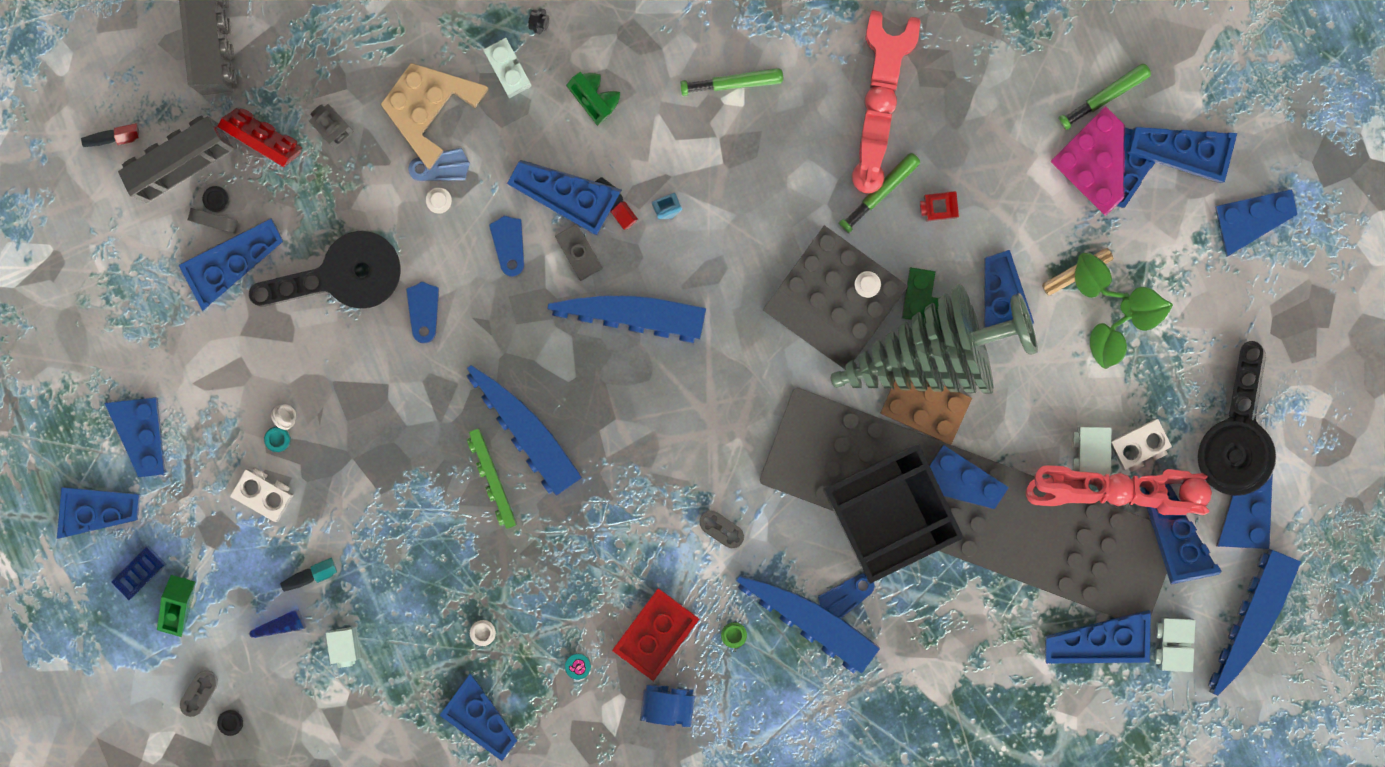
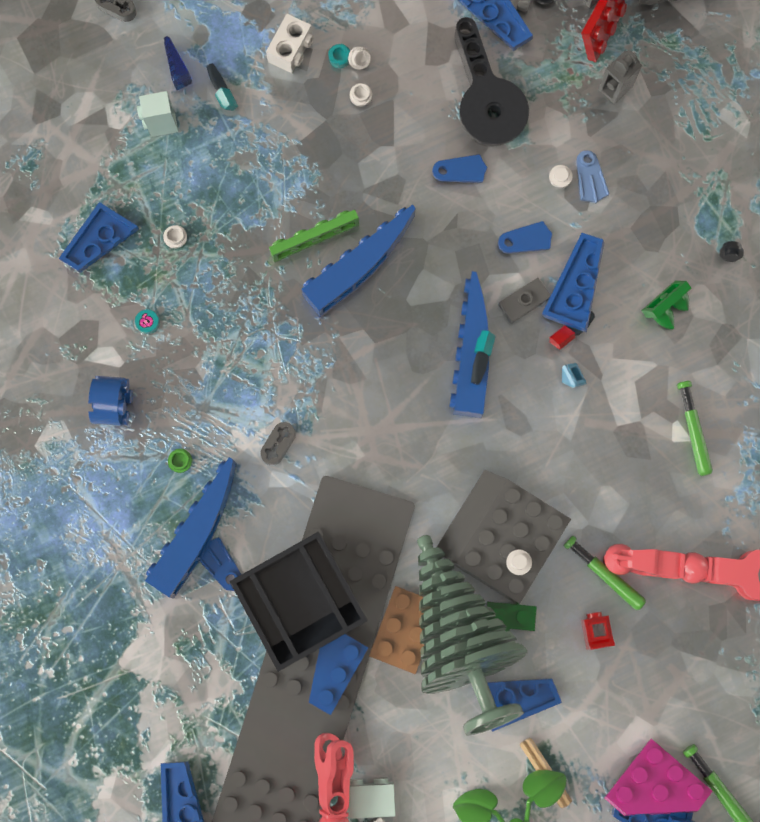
camera: 90 degrees right, 10 degrees down
(230, 722) = (90, 31): black plate -> none
(327, 417) = (360, 94): none -> white plate
(418, 100) = (648, 154): tan wing -> none
(503, 62) = (680, 228): light aqua piece -> none
(635, 302) = (483, 350): none -> piece
(655, 634) = (178, 388): red plate -> none

